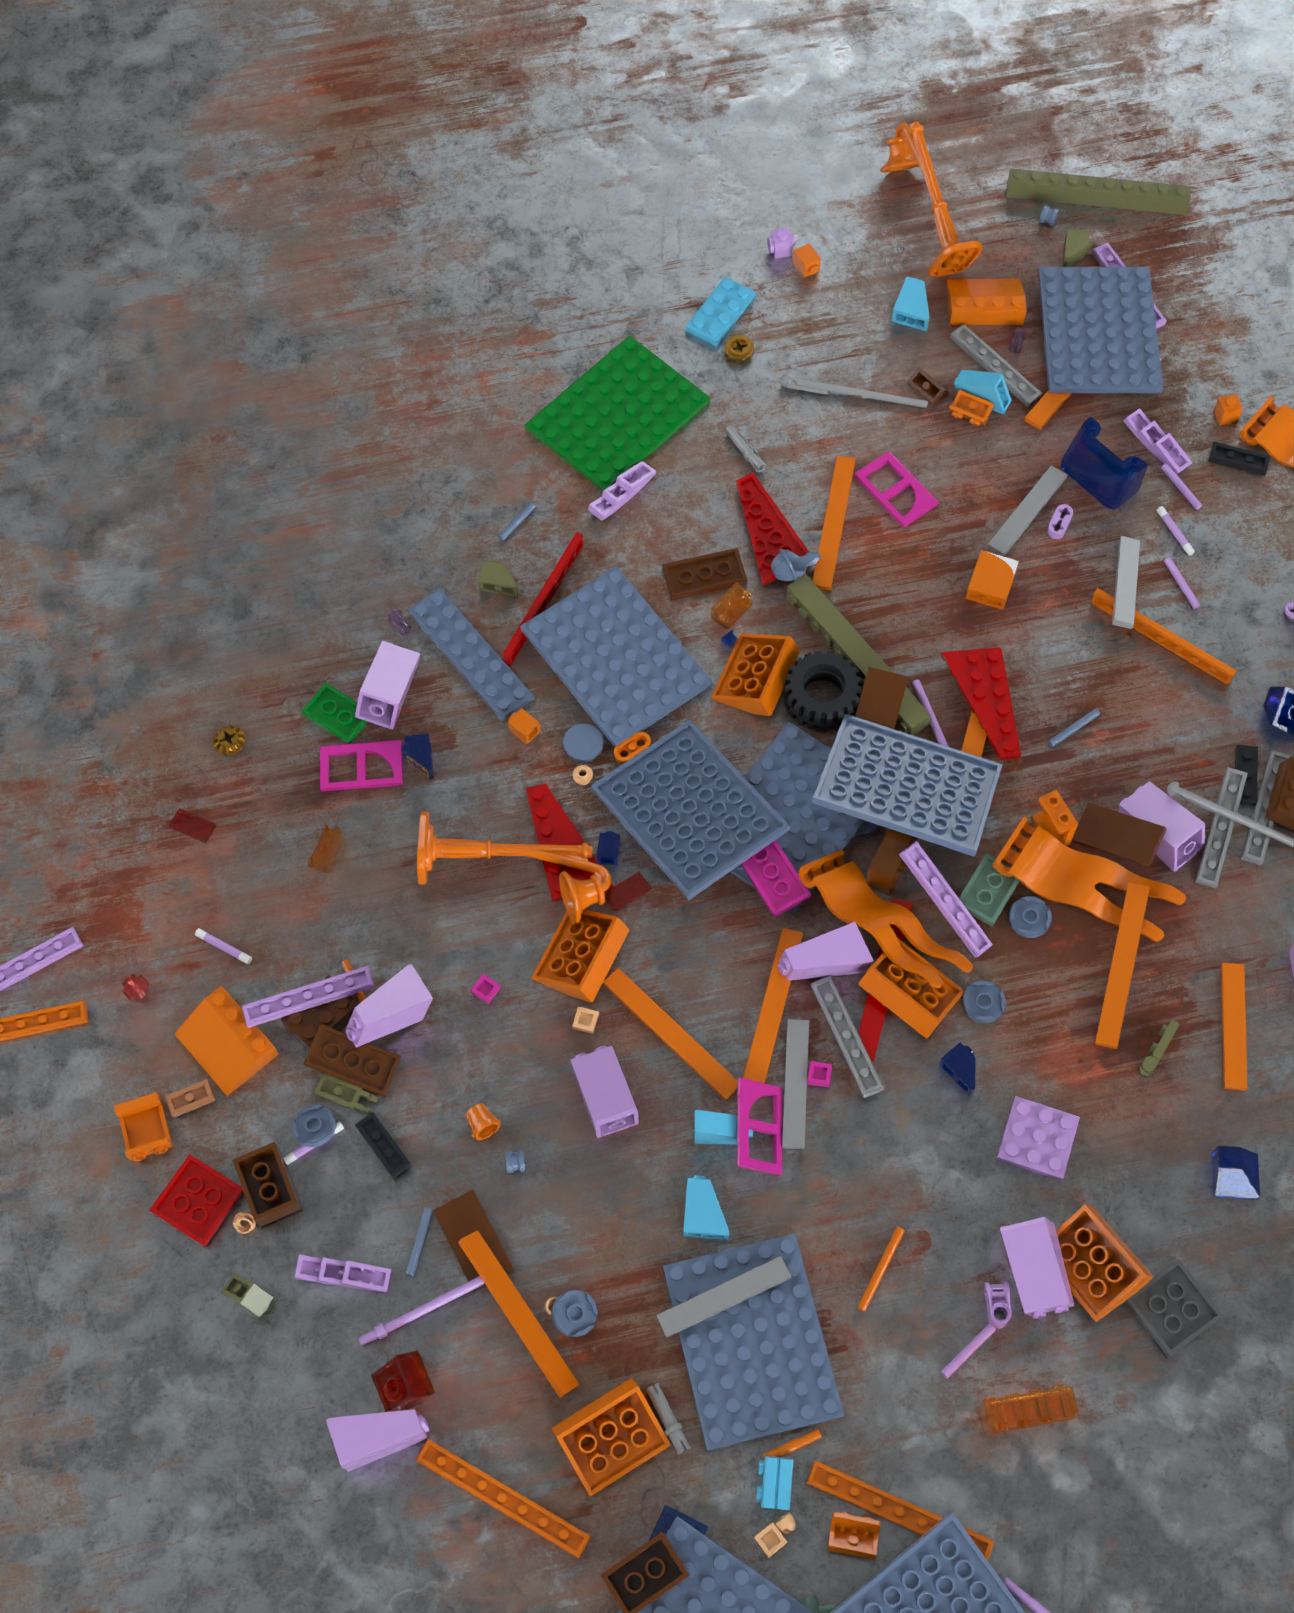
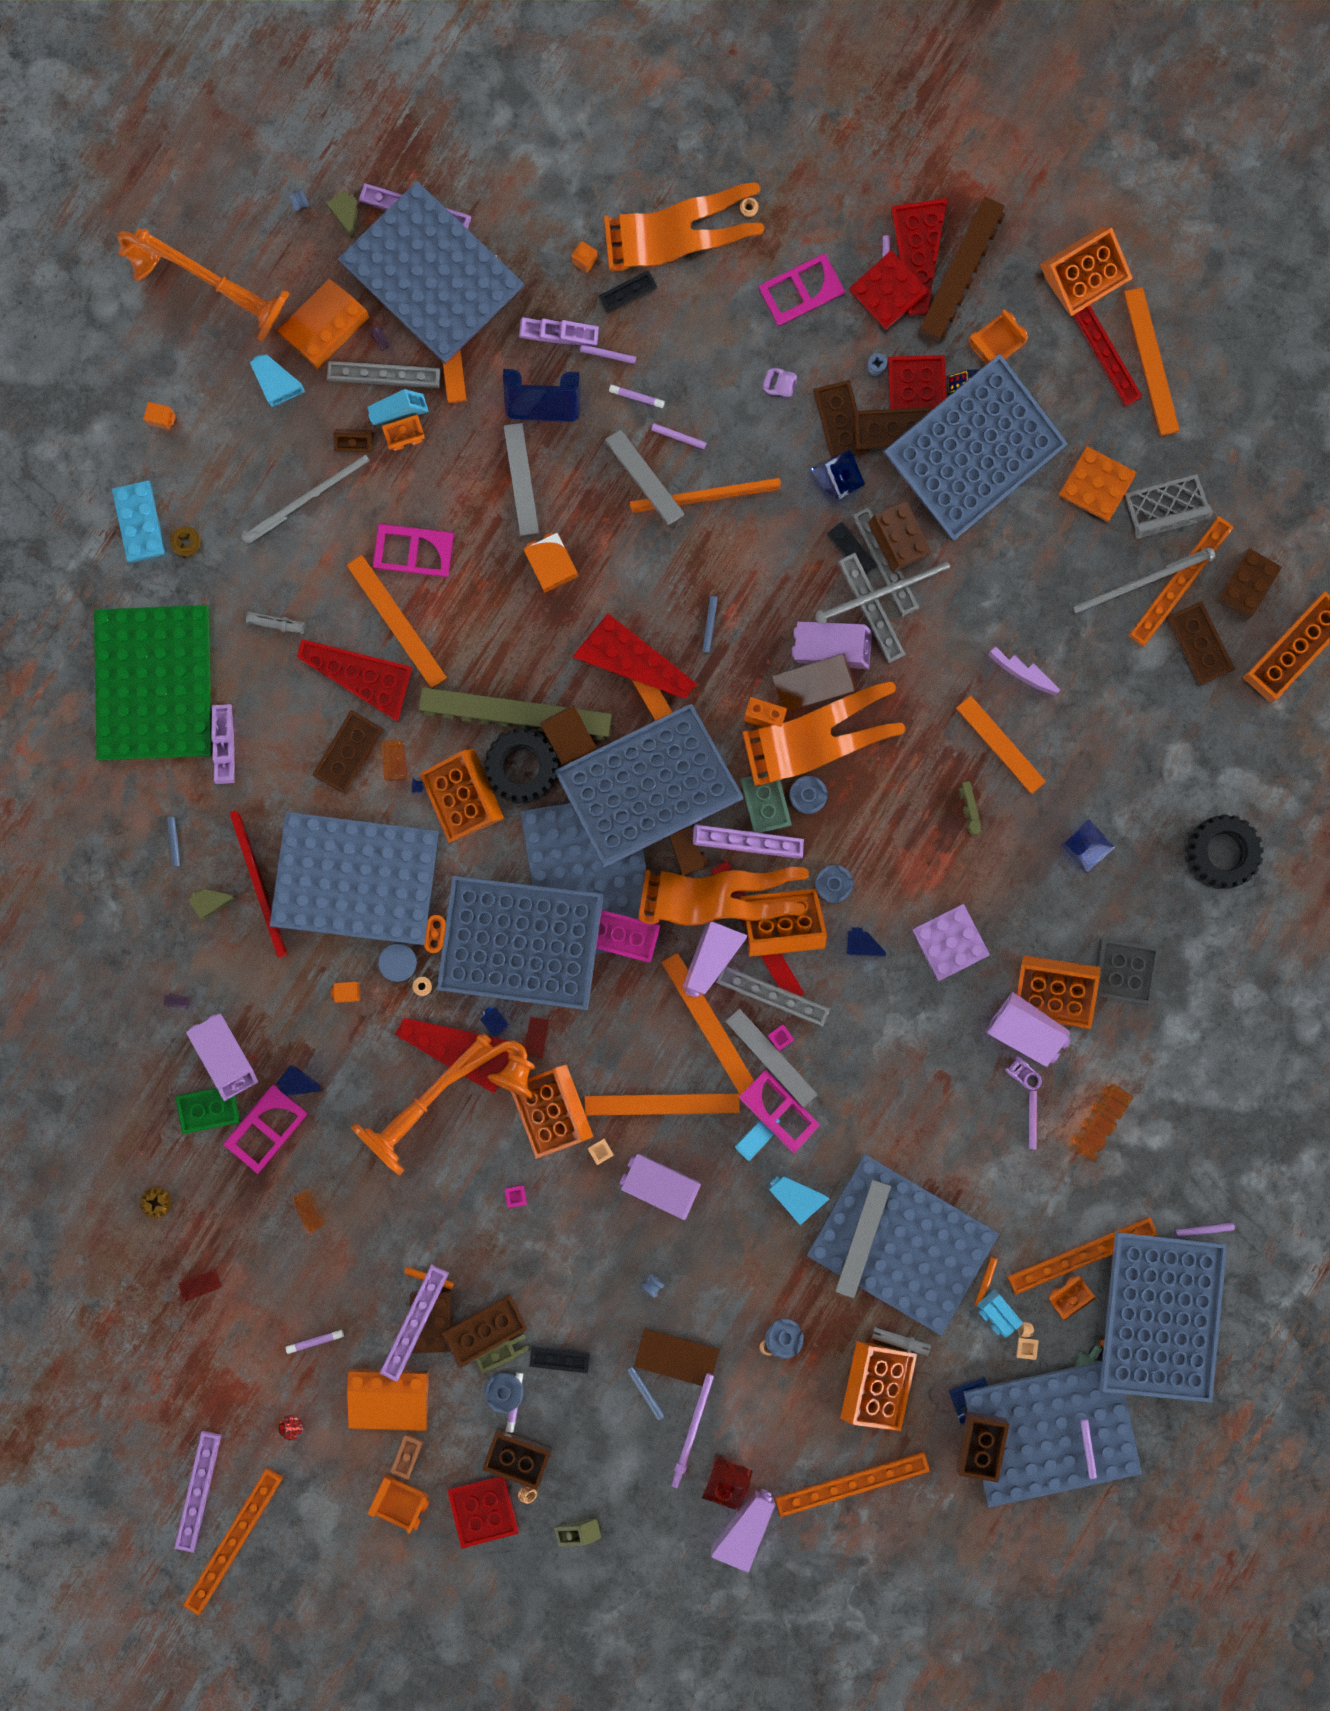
camera: 45 degrees left, 20 degrees up
(342, 1274) = (620, 1460): lavender slope -> none
(390, 1008) = (475, 1270): lavender slope -> none
(471, 654) = (250, 974): sand blue plate -> none
(482, 1122) = (605, 1282): orange piece -> none
(518, 1314) = (751, 1374): orange tile -> none
(781, 243) = (124, 419): lavender brick -> none
(789, 566) = (406, 692): sand blue piece -> none
(881, 1268) = (935, 1122): orange bar -> none
(933, 721) = (606, 709): lavender bar -> none
(1064, 523) = (547, 467): lavender beam -> none
(1098, 191) = (314, 142): olive brick -> none
(1122, 966) = (897, 772): orange tile -> none

